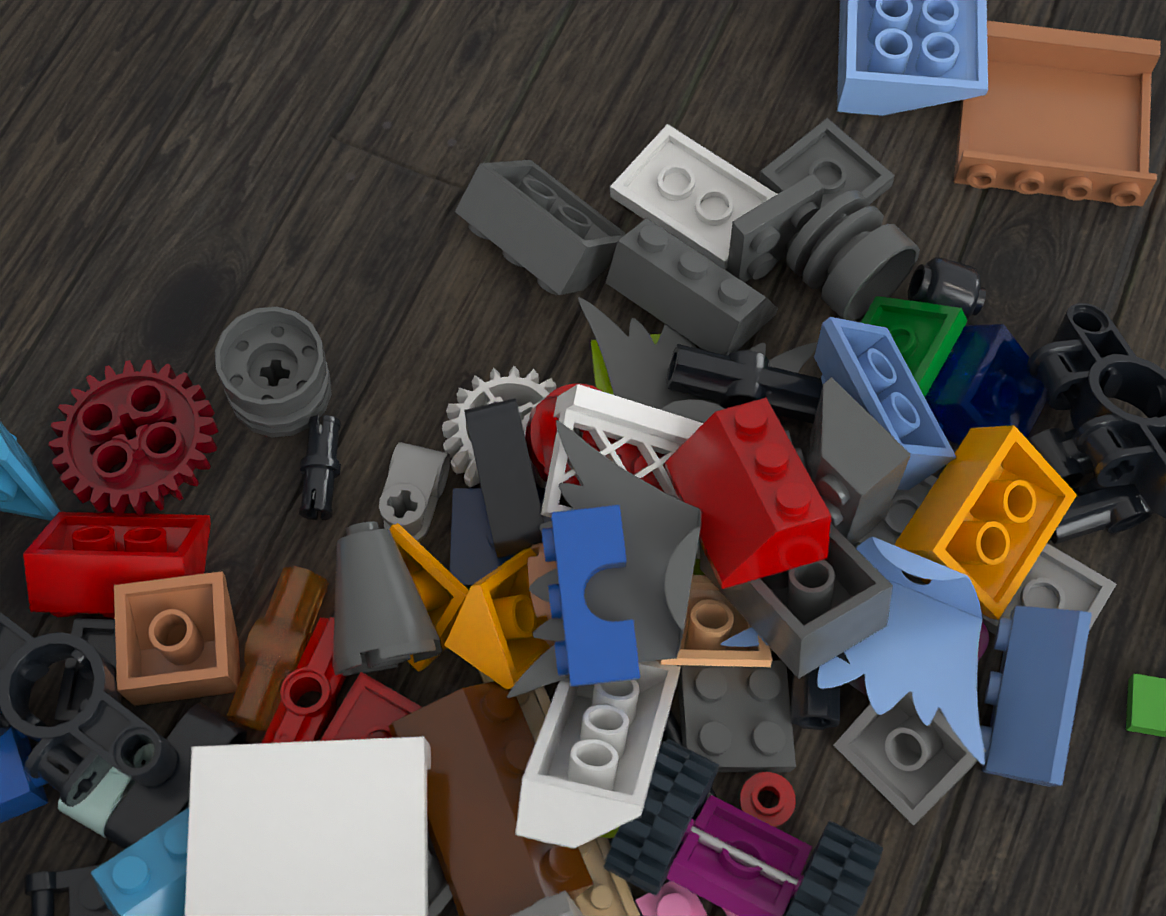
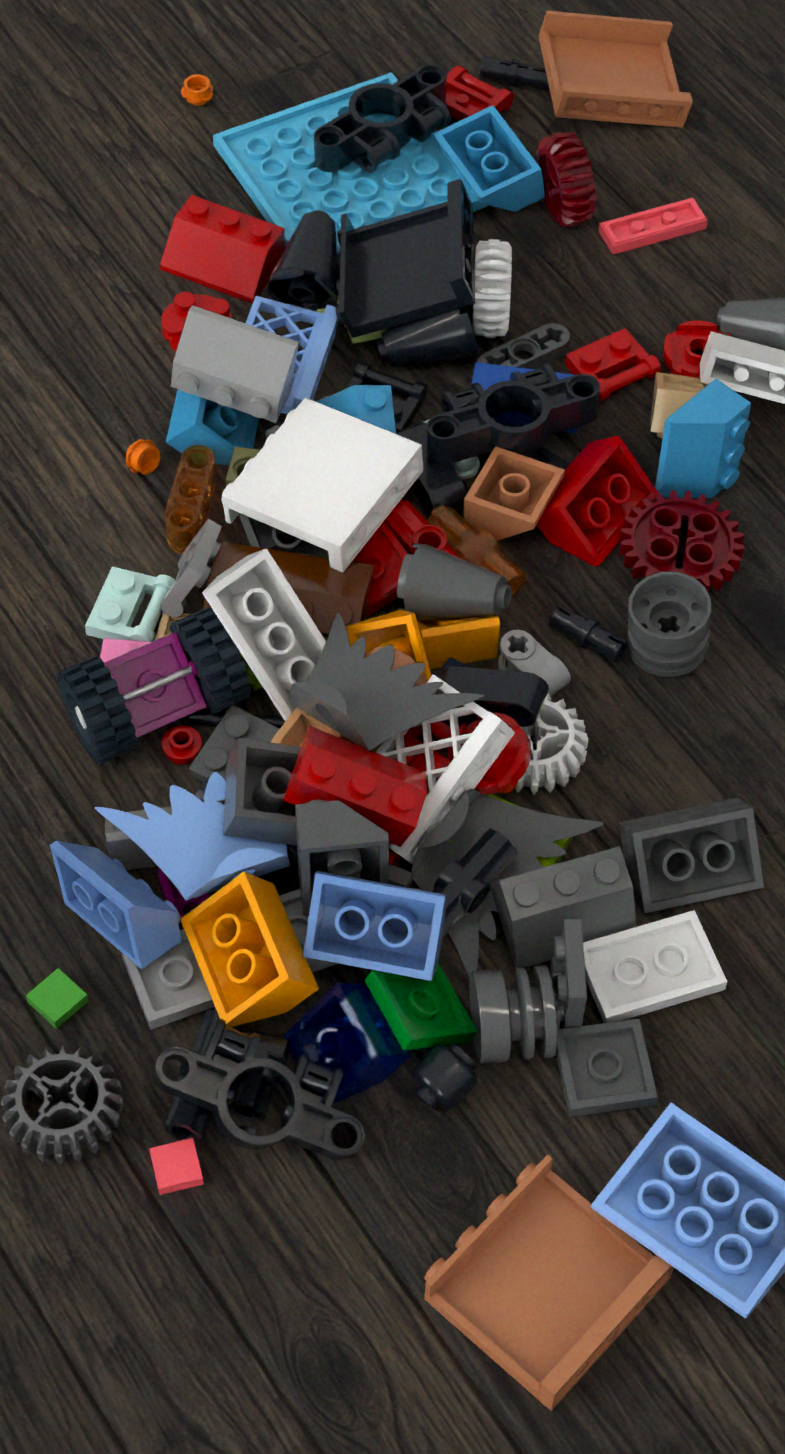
camera: 120 degrees right, 10 degrees down
(583, 546) = (383, 663): blue arch -> none

